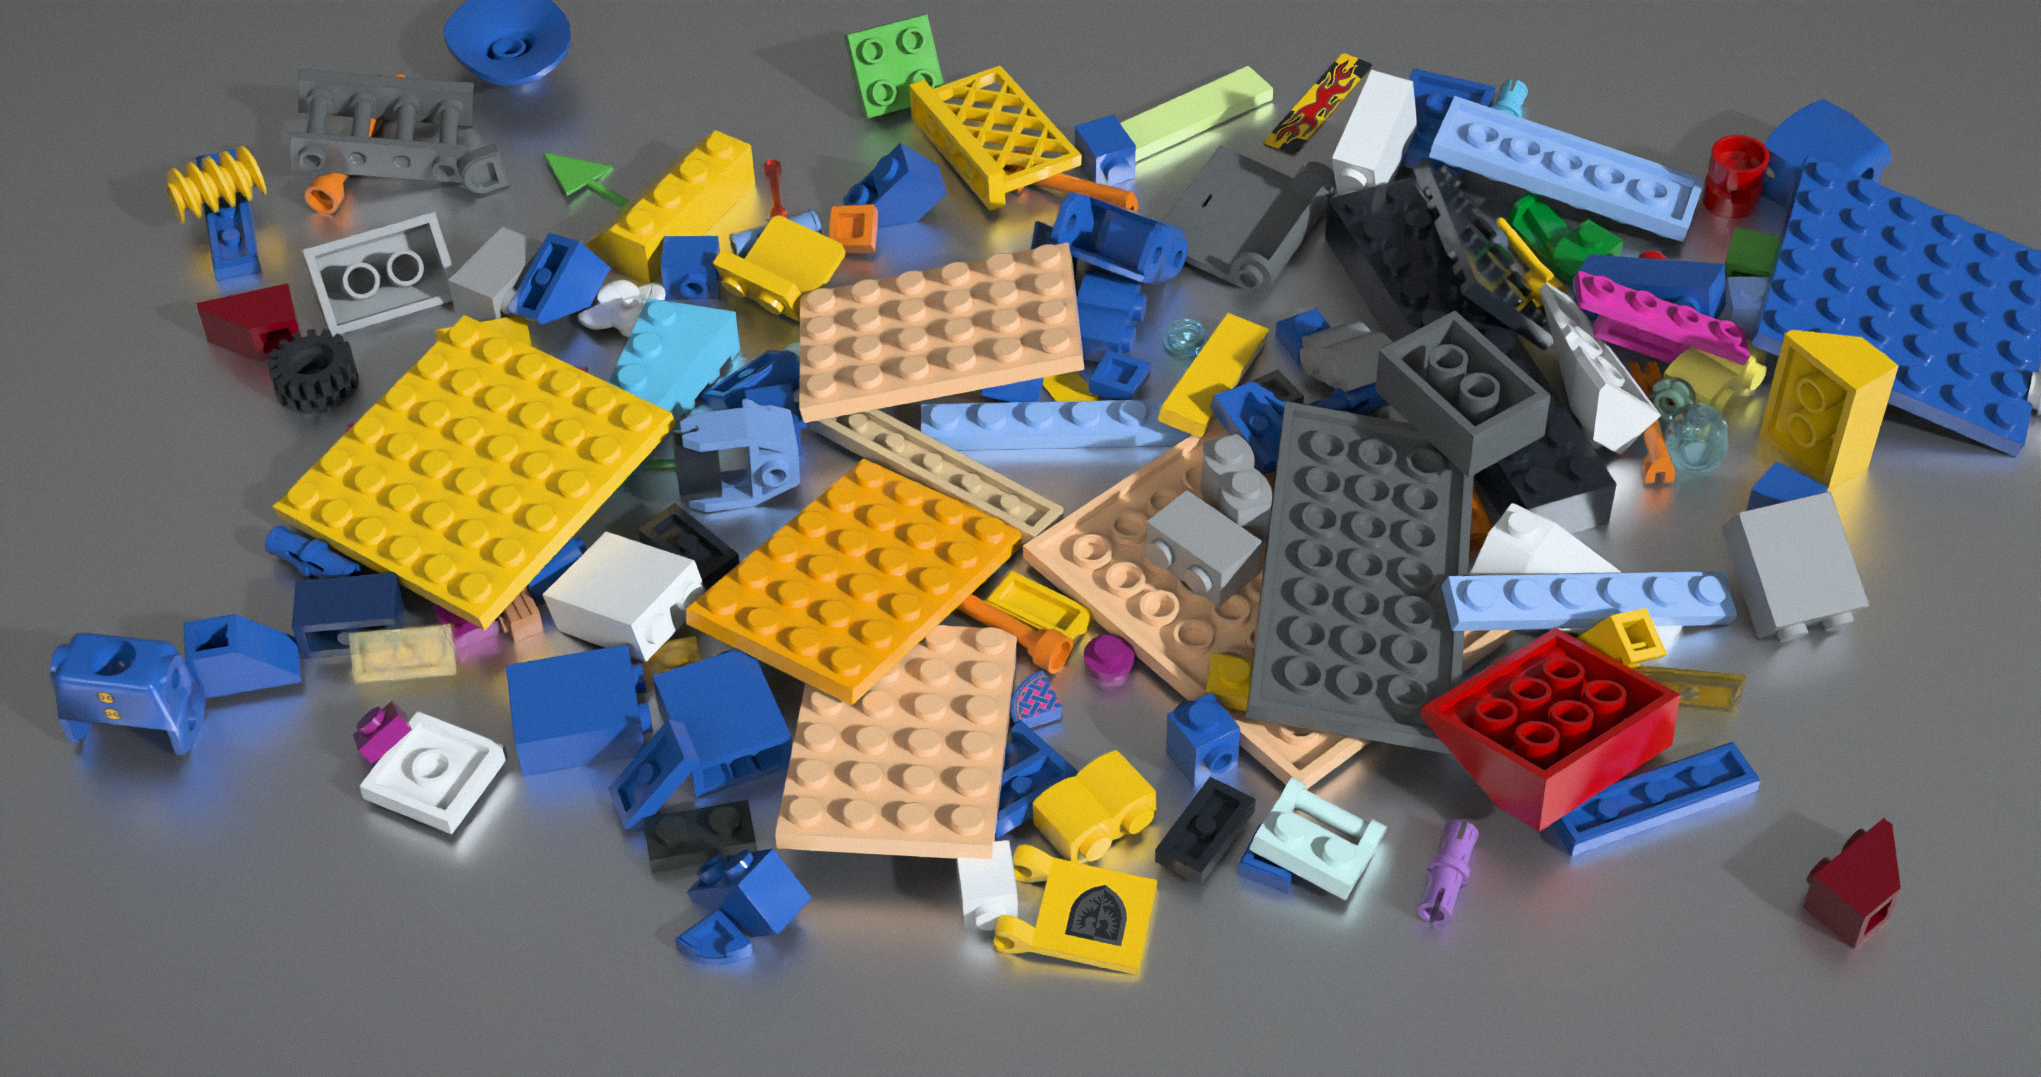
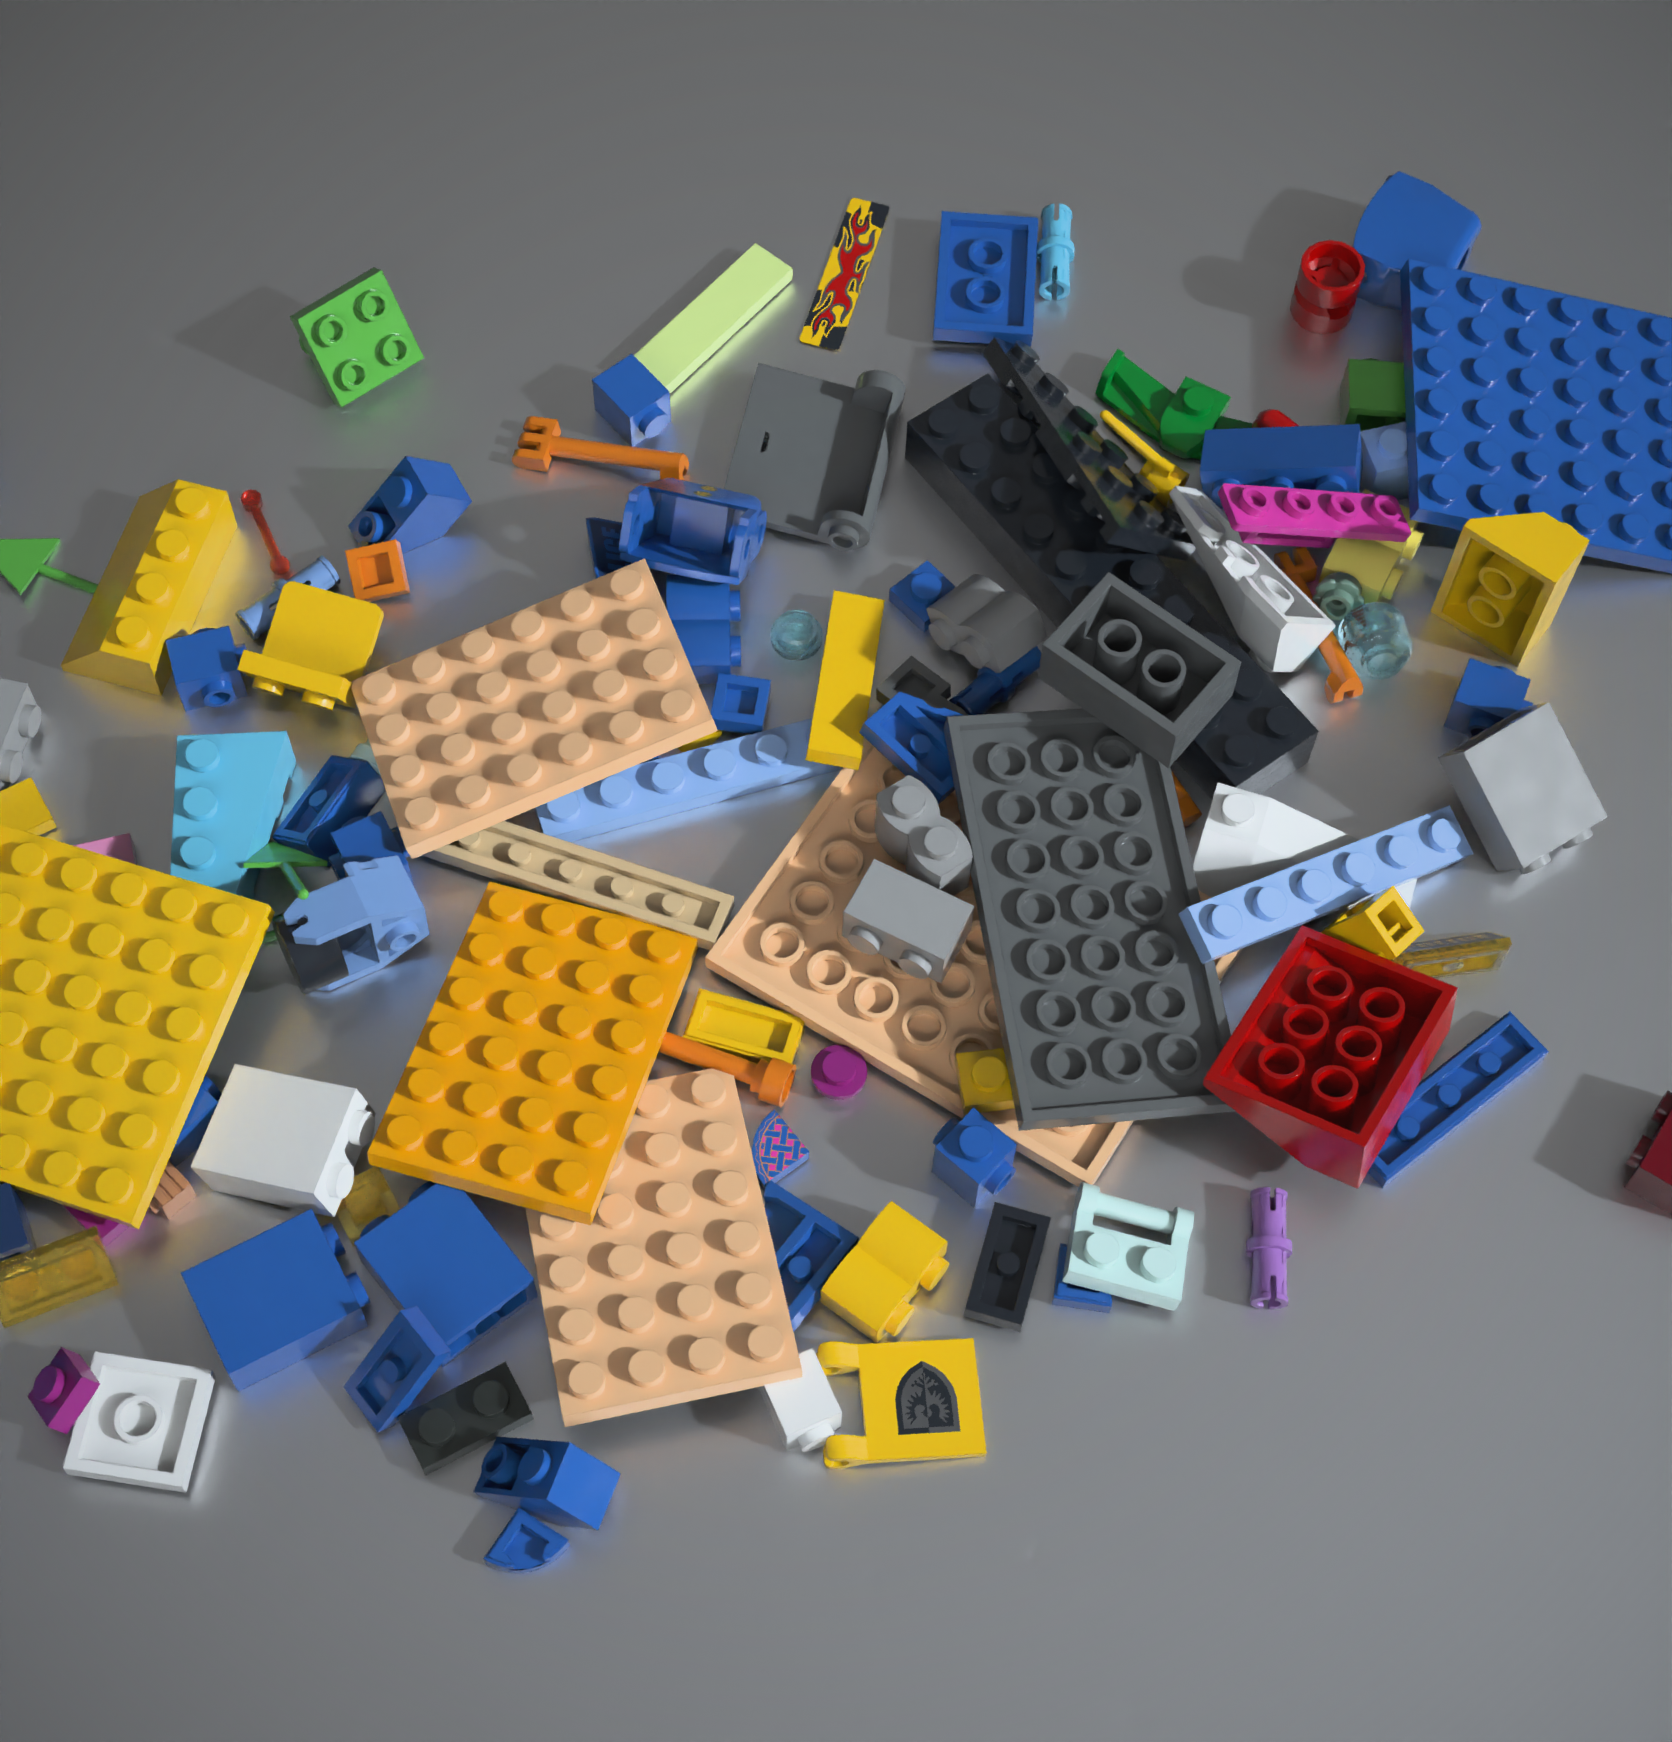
camera: 20 degrees left, 15 degrees up
(559, 281) = (58, 732): blue slope -> none
(620, 305) = (142, 737): white plate -> none
(685, 536) = (329, 1048): black plate -> none
(698, 404) = (285, 857): none -> bright green piece
(964, 144) = (473, 435): yellow fence -> none
(1375, 134) = (937, 332): white brick -> none
(1567, 168) = (1147, 316): light blue plate -> none

